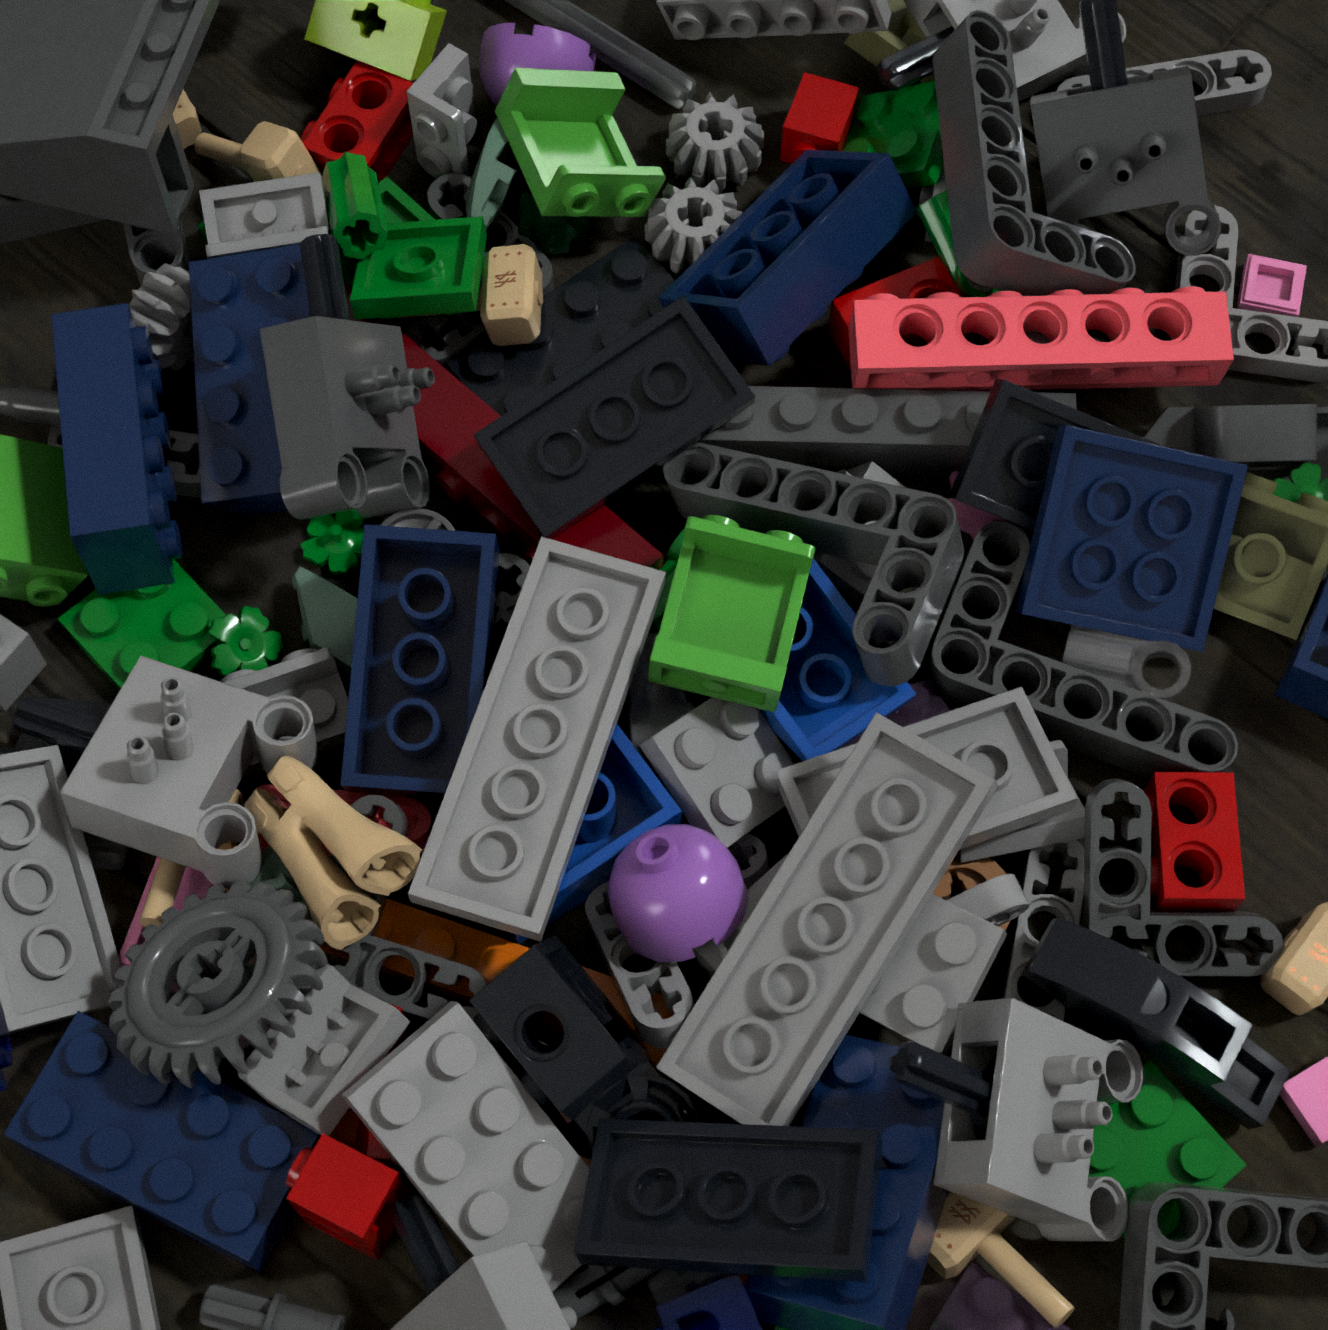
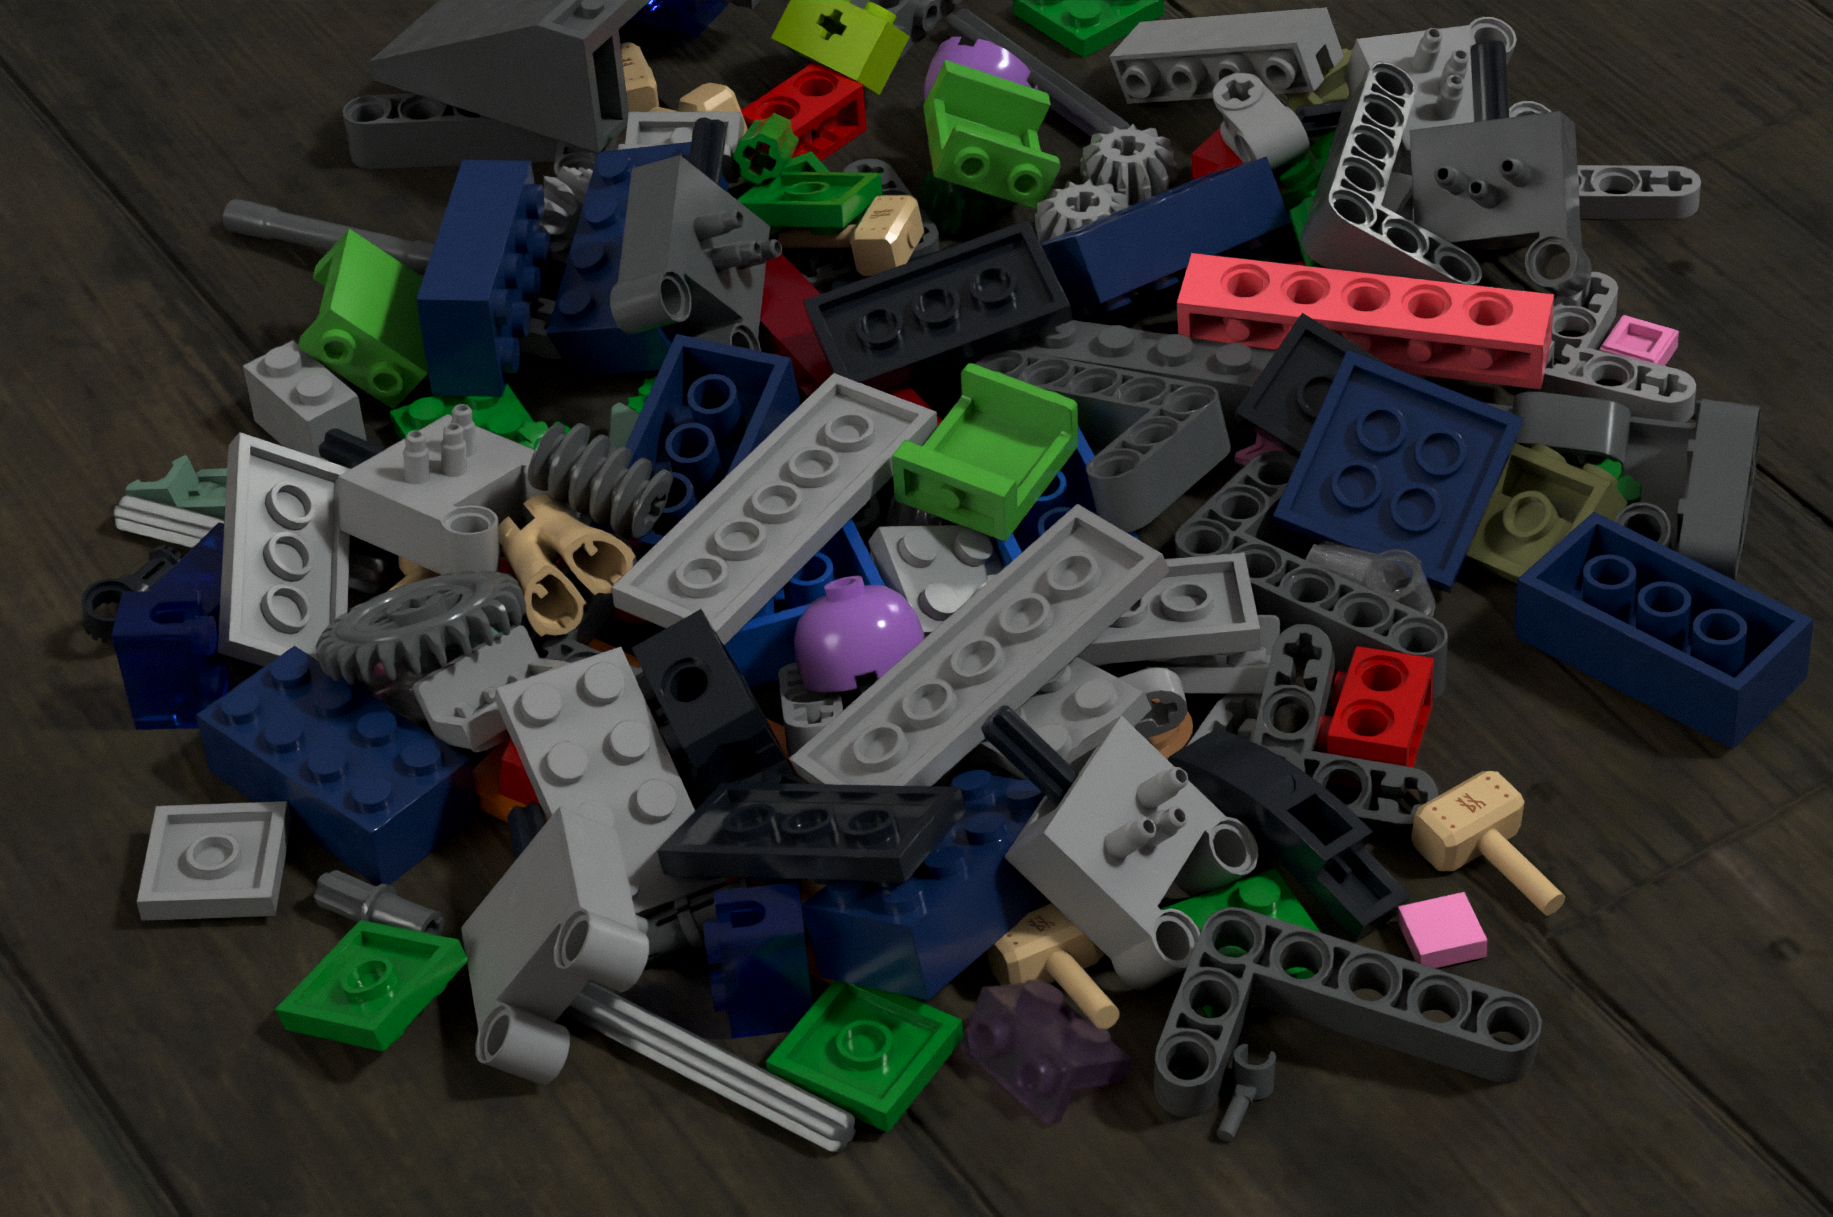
camera: 20 degrees right, 25 degrees down
(345, 1194) = (468, 801): red brick -> none
(350, 747) = (599, 483): none -> dark grey piece
(443, 113) = (877, 102): light grey bracket -> none
(491, 177) = (905, 154): sand green slope -> none
(851, 93) = (1258, 122): none -> light grey piece

